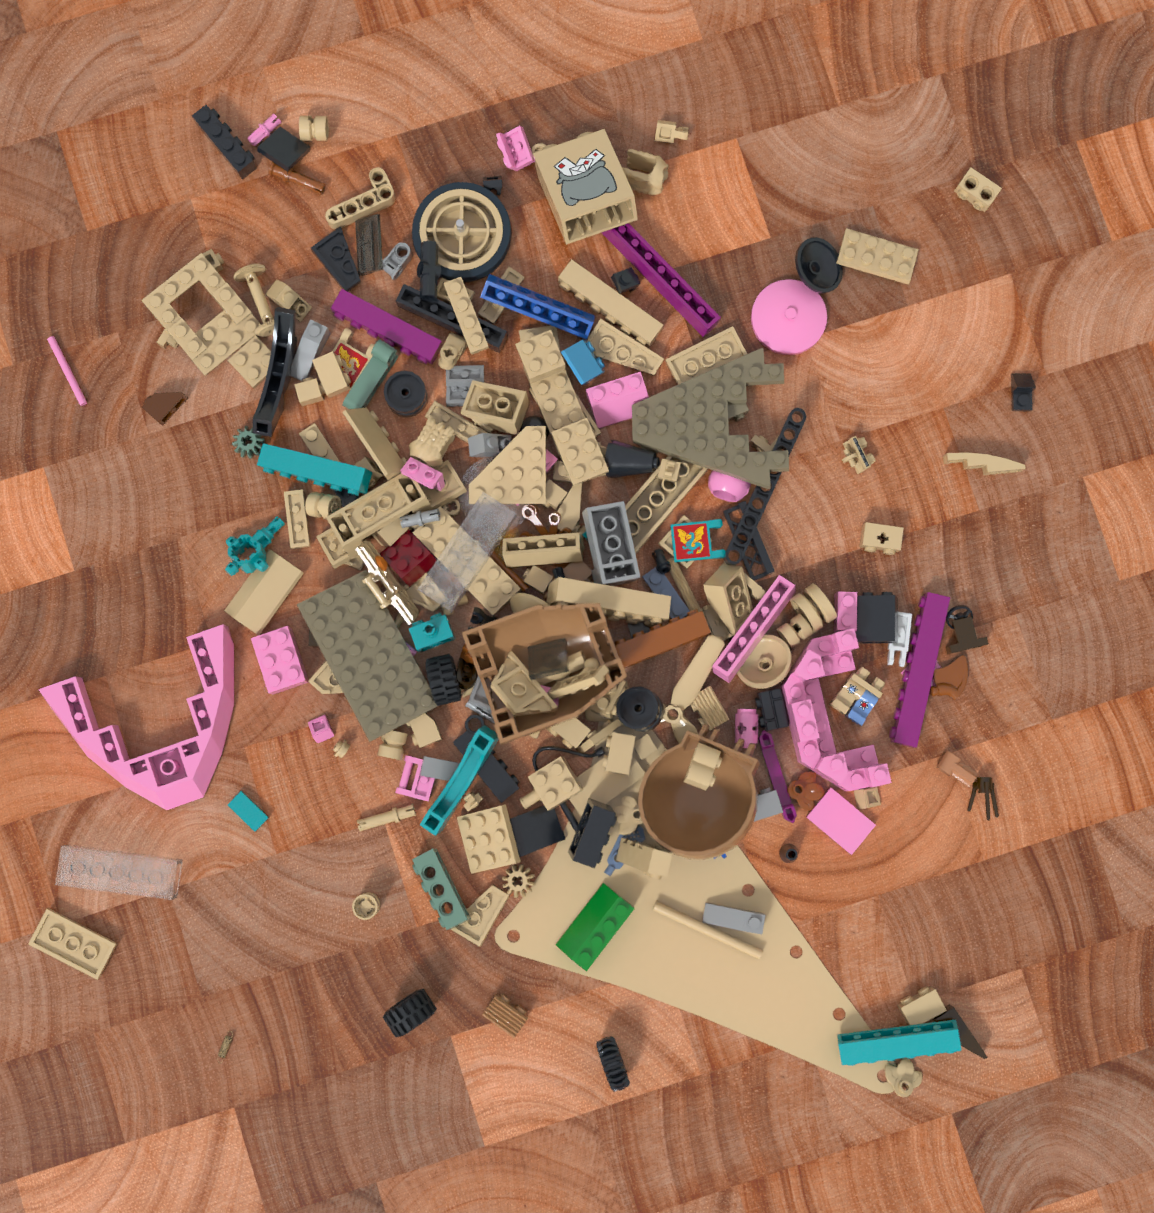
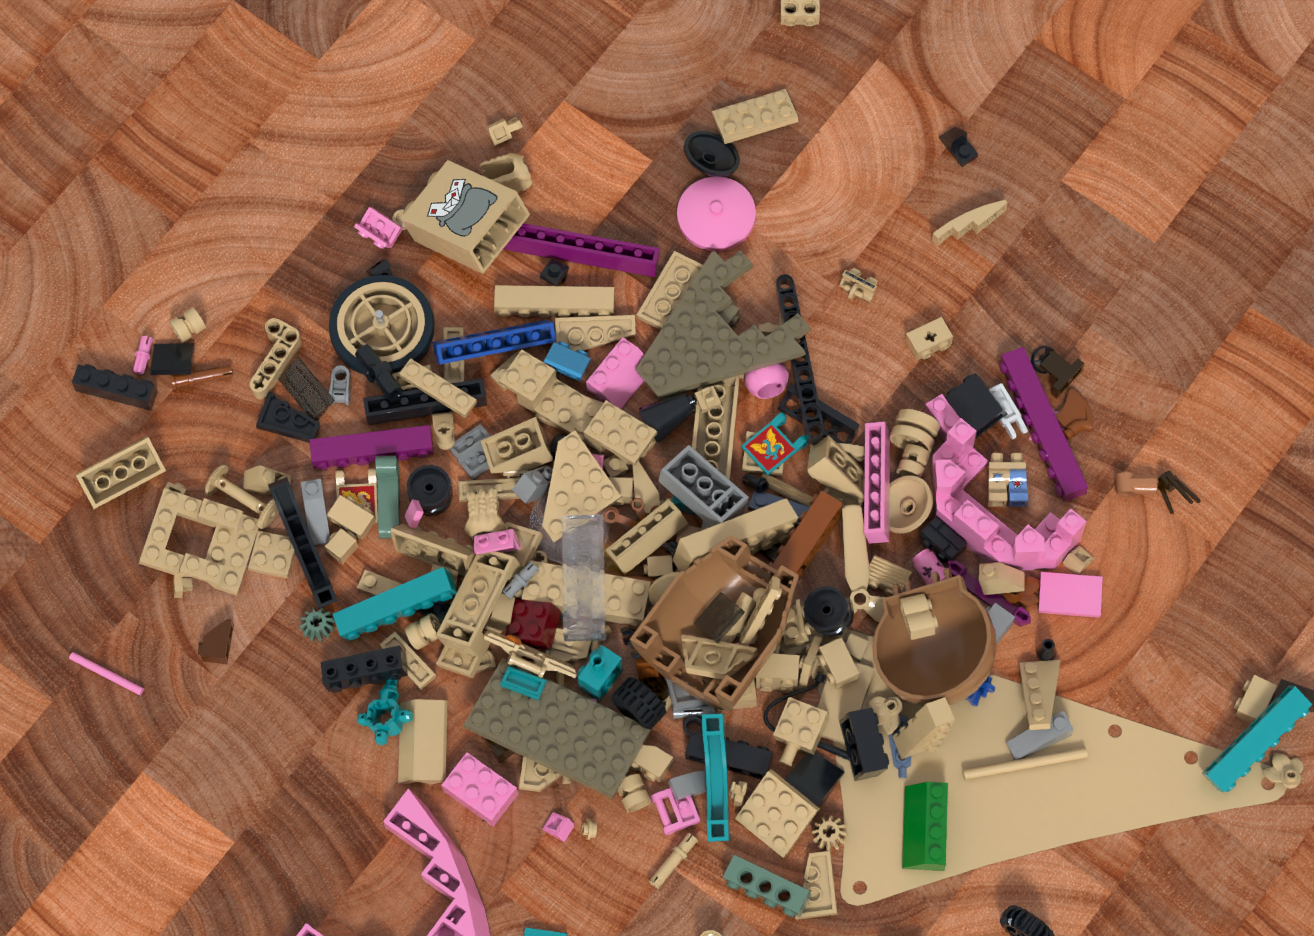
camera: 30 degrees left, 15 degrees down
(179, 217) = (120, 472): none -> tan slope
(257, 504) = (364, 669): none -> black brick
(365, 602) = (523, 683): none -> teal tile
(376, 407) = (414, 514): none -> bright pink tile
(760, 881) = (1039, 691): none -> tan wing
(794, 774) = (1000, 578): none -> tan slope

